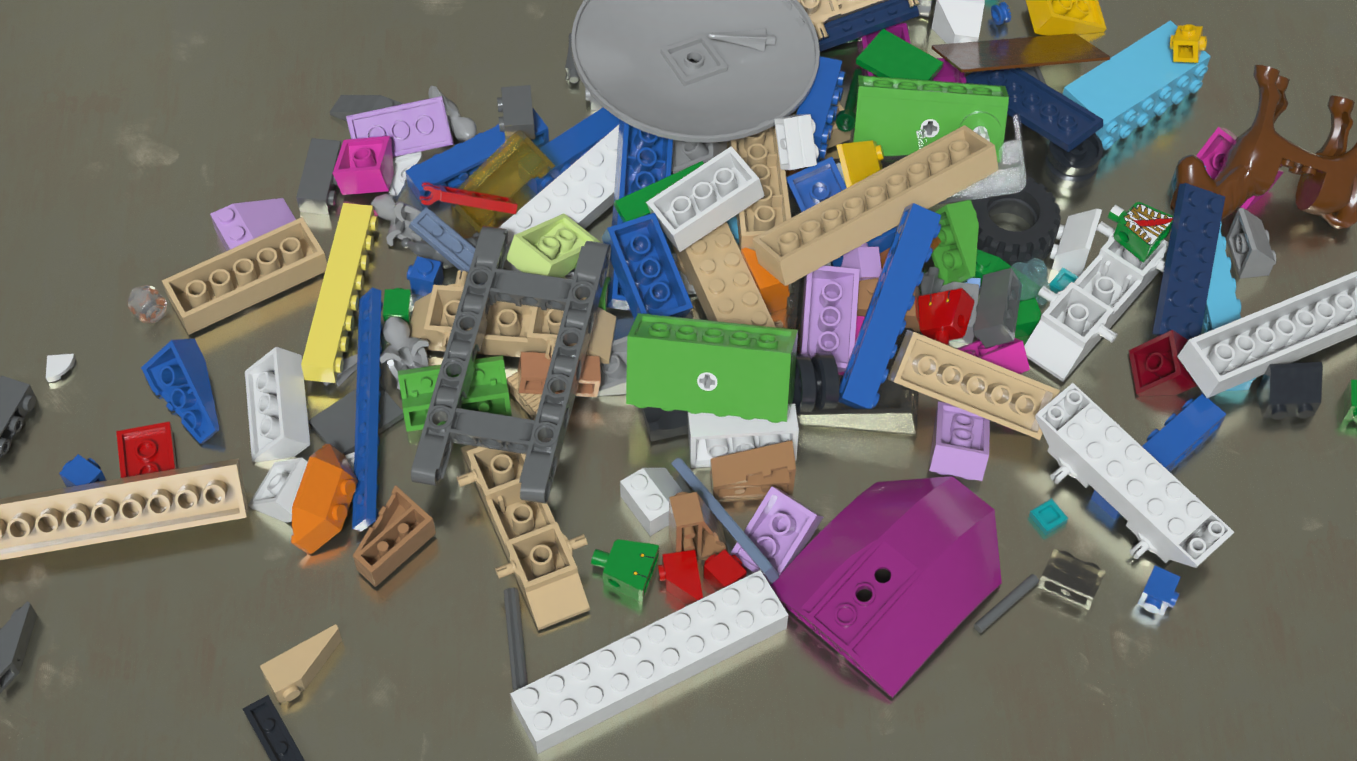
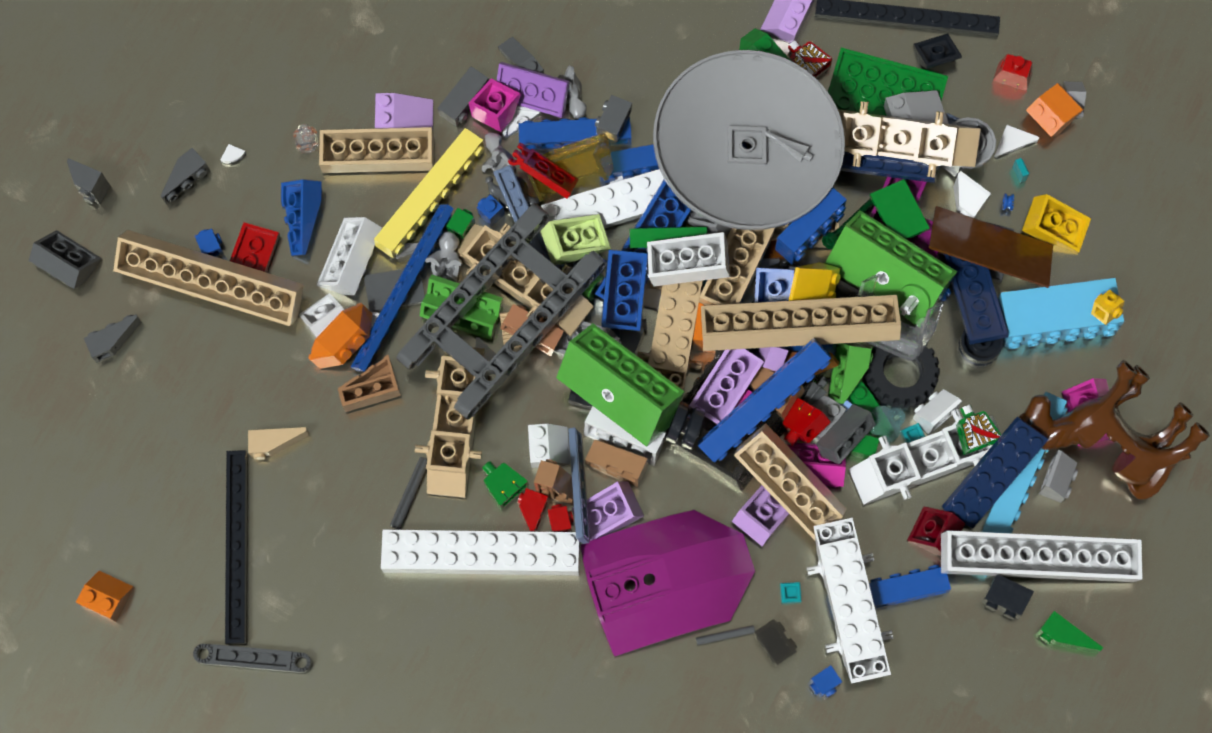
camera: 35 degrees right, 15 degrees up
(796, 141) = (773, 248): white brick -> none

